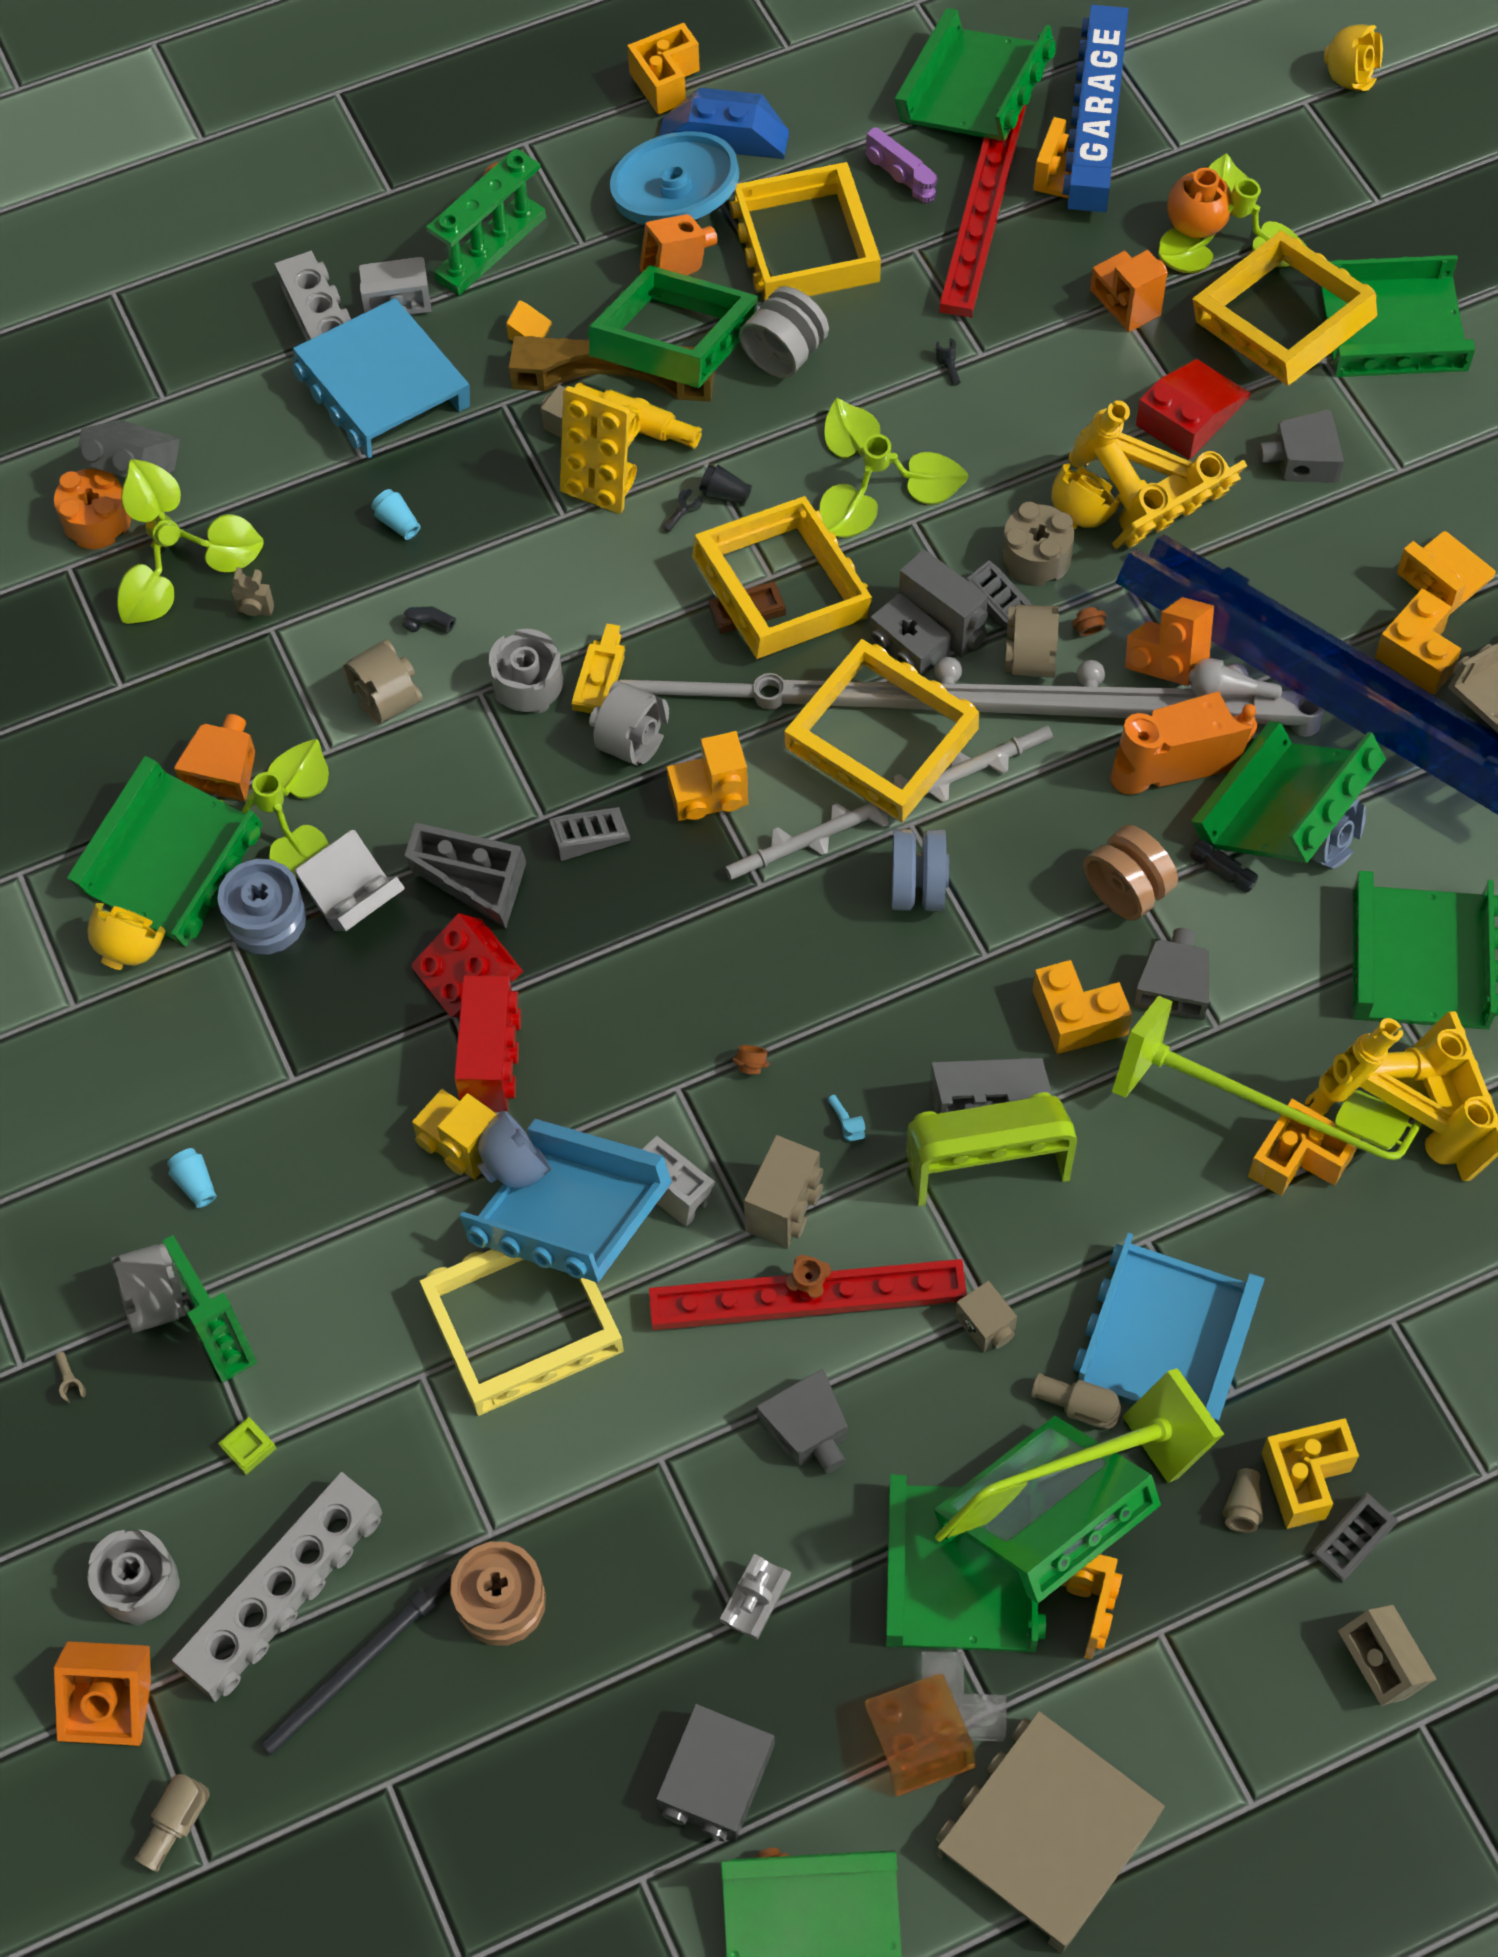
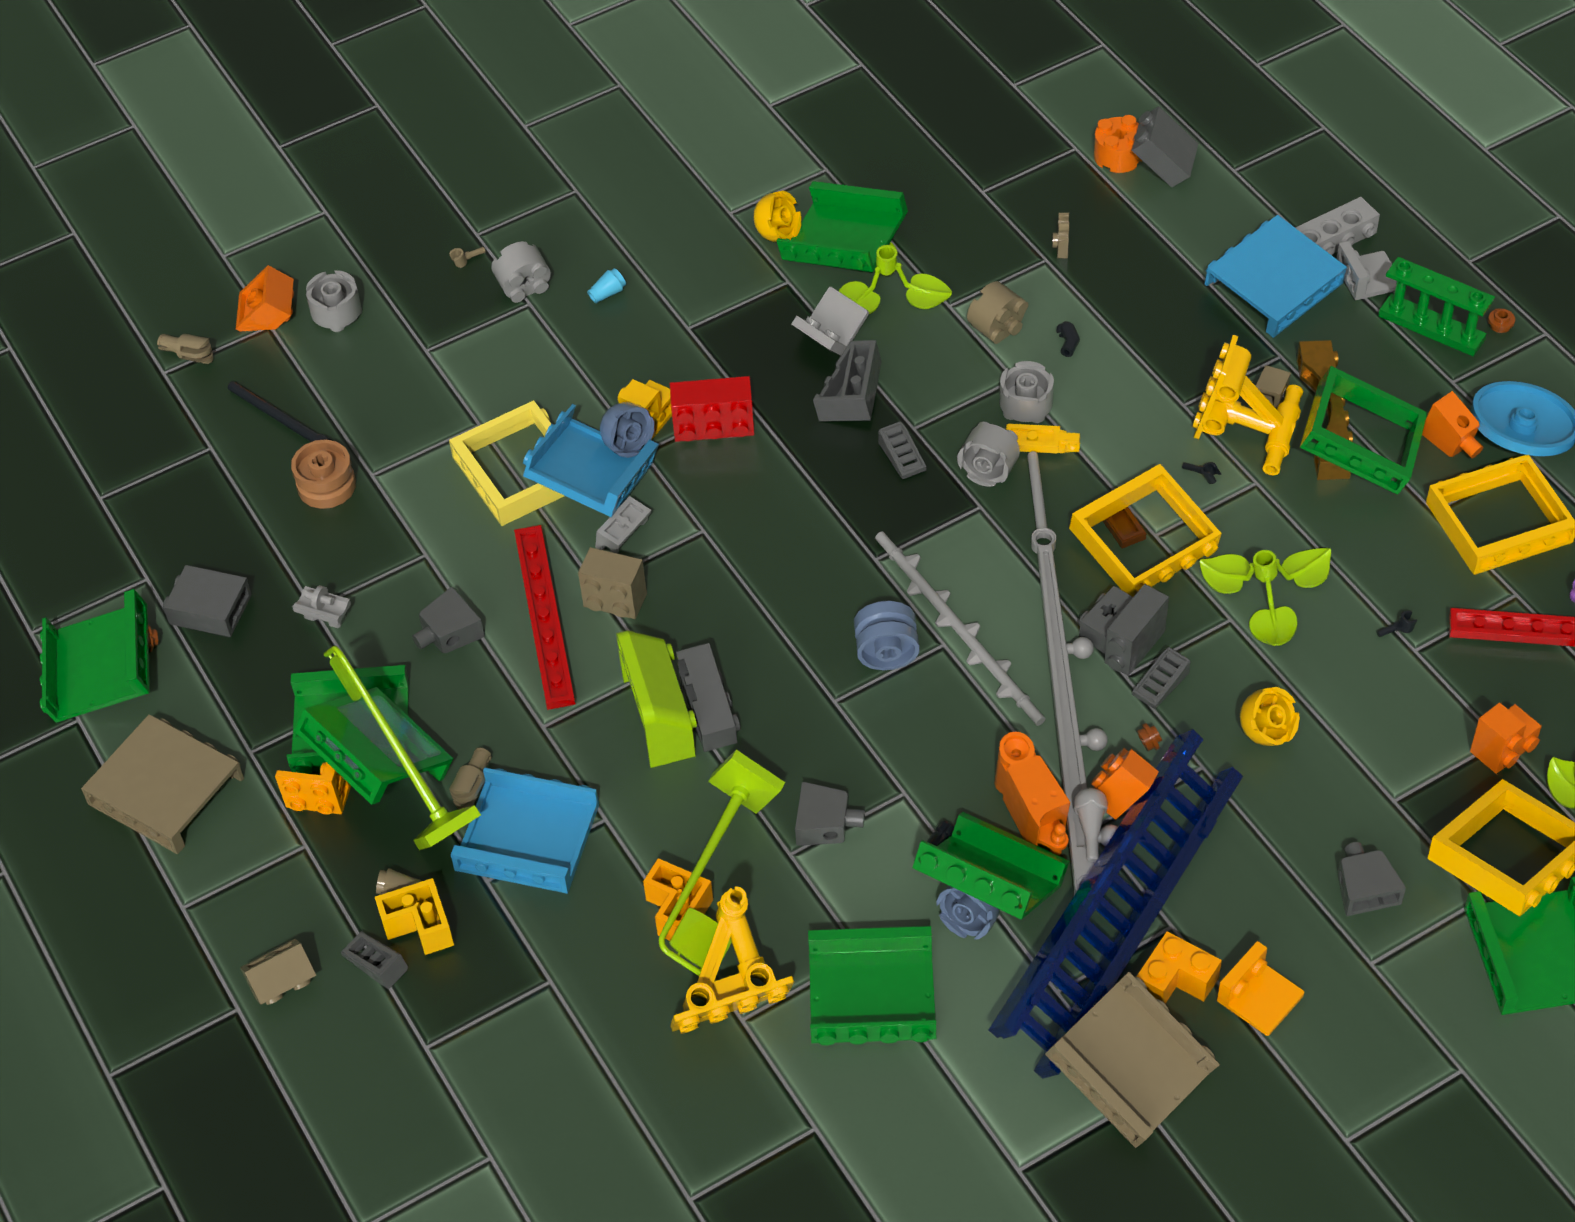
camera: 85 degrees right, 10 degrees down
(145, 497) = (1105, 218): lime plant -> none
(213, 1320) = (477, 295): green fence -> none
(219, 759) = (925, 245): orange torso -> none
(226, 1626) = (331, 371): light grey brick -> none
(247, 1445) = (426, 345): lime tile -> none
(262, 906) = (805, 280): sand blue wheel -> none
(395, 513) = (1157, 303): medium azure cone -> none
(459, 950) = (786, 398): red bracket -> none
(527, 322) = (1355, 355): light orange slope -> none
(710, 783) = (951, 510): light orange brick -> none
(724, 485) = (1229, 489): black cone -> none
(751, 1059) = (724, 563): dark orange plate -> none
(784, 332) = (1384, 503): light grey wheel -> none
(808, 1265) = (551, 600): dark orange plate -> none
(852, 1128) = (678, 628): medium azure hand -> none
(855, 775) = (991, 641): yellow window -> none
(921, 1734) = (227, 700): clear orange bracket -> none
(981, 1713) = (250, 724): clear plate -> none
(986, 1317) = (531, 717): dark tan brick -> none
(1035, 640) = (1113, 692): dark tan brick -> none
(1038, 544) = (1215, 693): dark tan brick -> none
(1076, 1016) = (785, 746): light orange brick -> none
(1130, 872) = (904, 769): medium nougat wheel -> none
(1150, 504) = (1270, 770): yellow plate -> none
(1189, 407) = (1395, 795): red slope -> none

